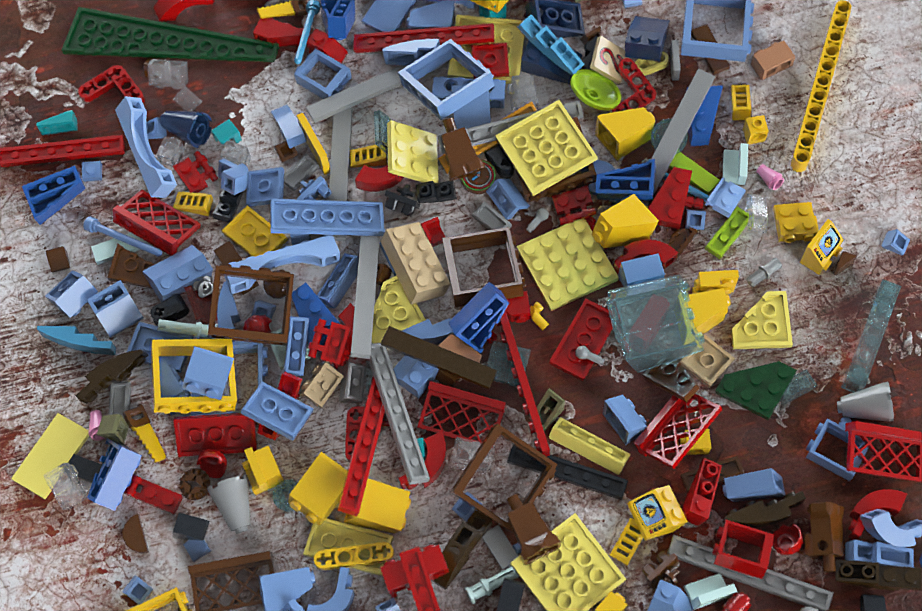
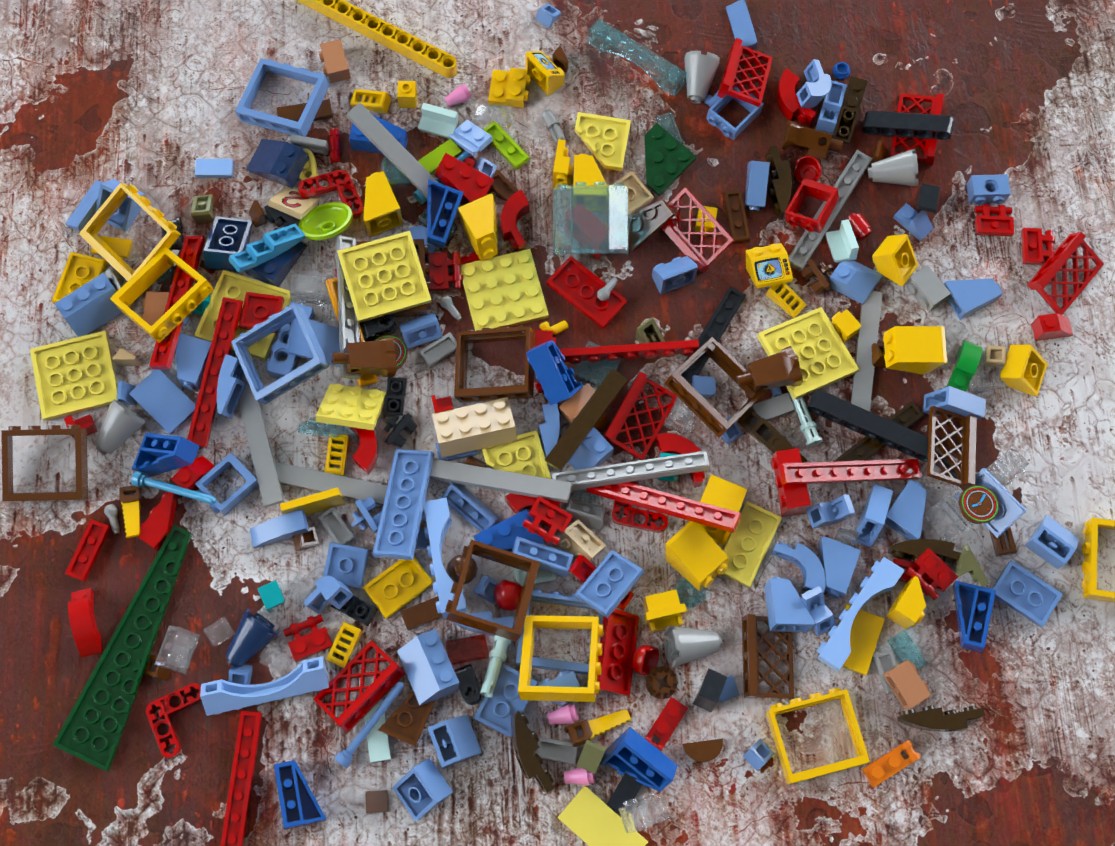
camera: 85 degrees left, 5 degrees up
(58, 124) = (205, 780): teal slope -> none
(72, 338) = (475, 795): dark azure slope -> none
(91, 171) = (274, 752): medium blue plate -> none
(148, 399) = (563, 715): none -> bright pink cone
(202, 292) = (450, 642): light grey plate -> none
(207, 373) = (573, 635): medium blue slope -> none
(354, 559) = (766, 538): yellow beam -> none
(507, 470) = (704, 385): none -> medium blue slope
(589, 446) = (690, 311): light yellow slope -> none
(641, 270) = (537, 224): medium blue slope -> none
(678, 82) = (334, 145): none -> red axle
(702, 492) = (756, 227): red slope -> none

